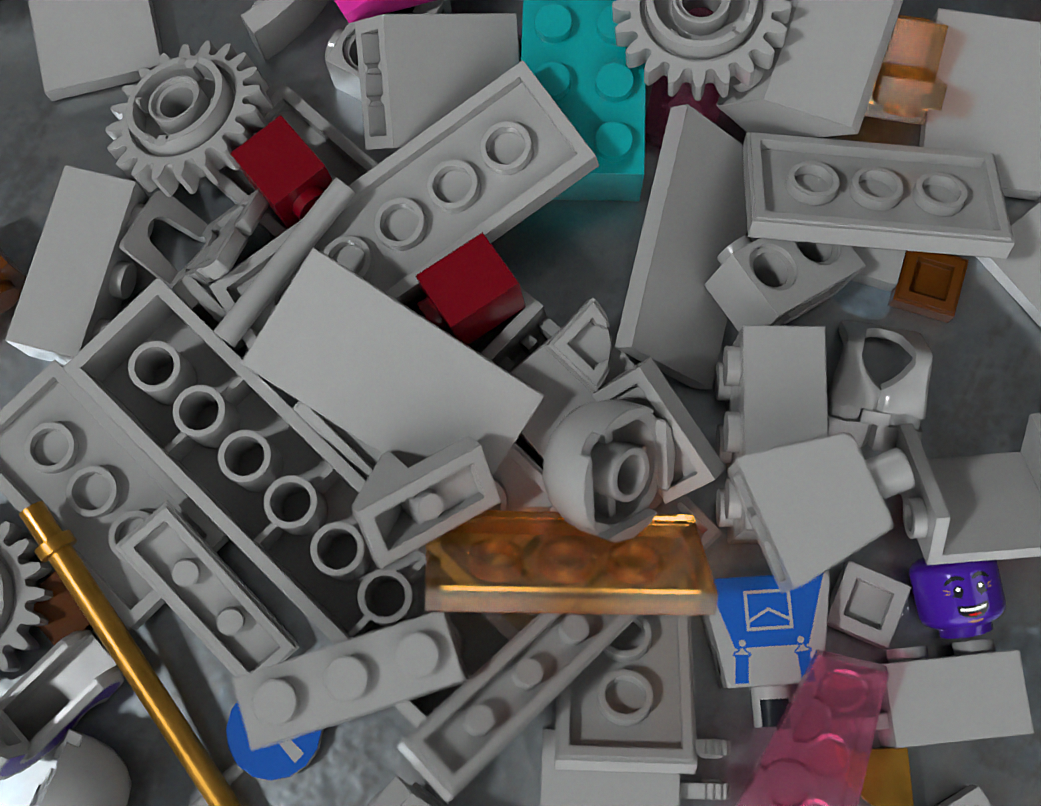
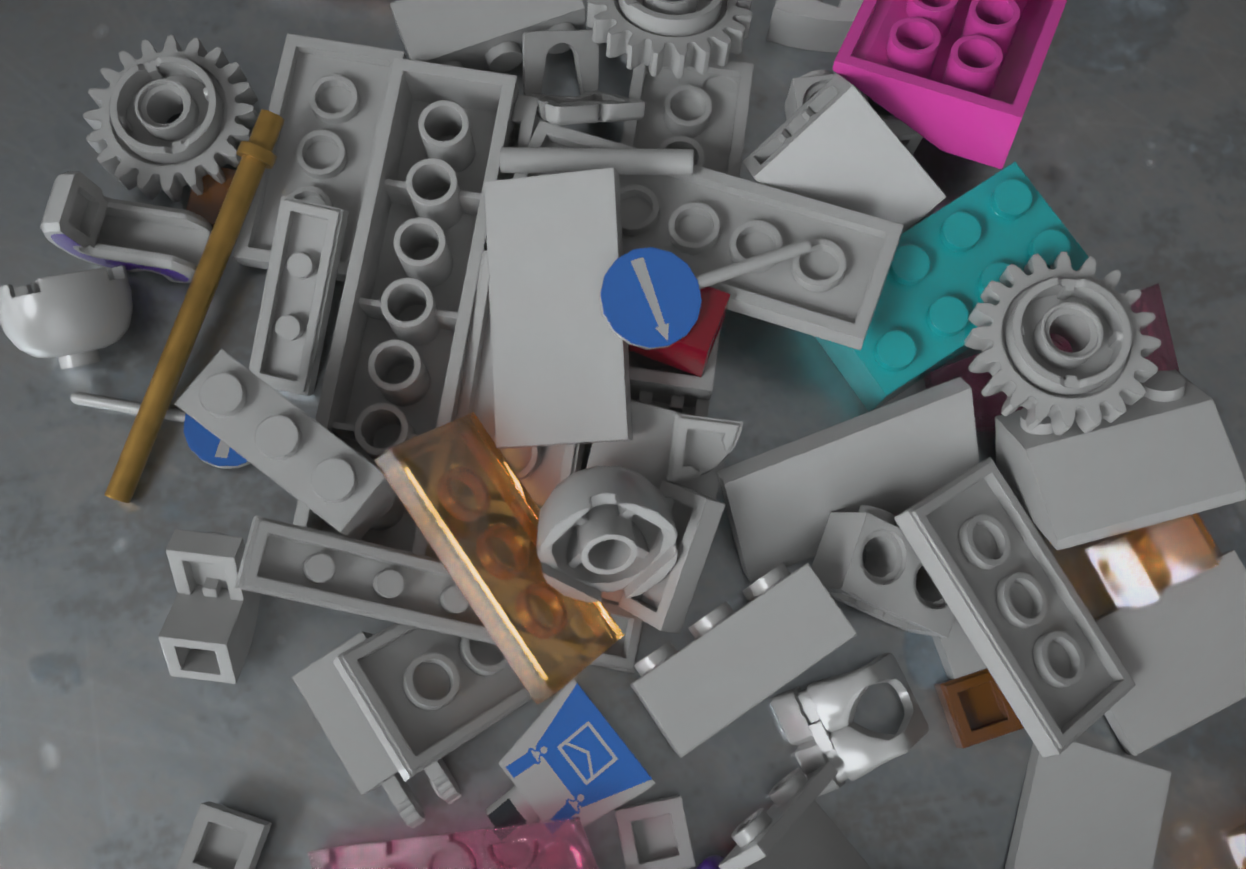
camera: 45 degrees right, 0 degrees up
(283, 170) = (674, 107): dark red brick -> none
(416, 504) = (460, 396): light grey slope -> none
(442, 290) = (656, 298): none -> blue piece
(817, 502) = (693, 729): light grey torso -> none

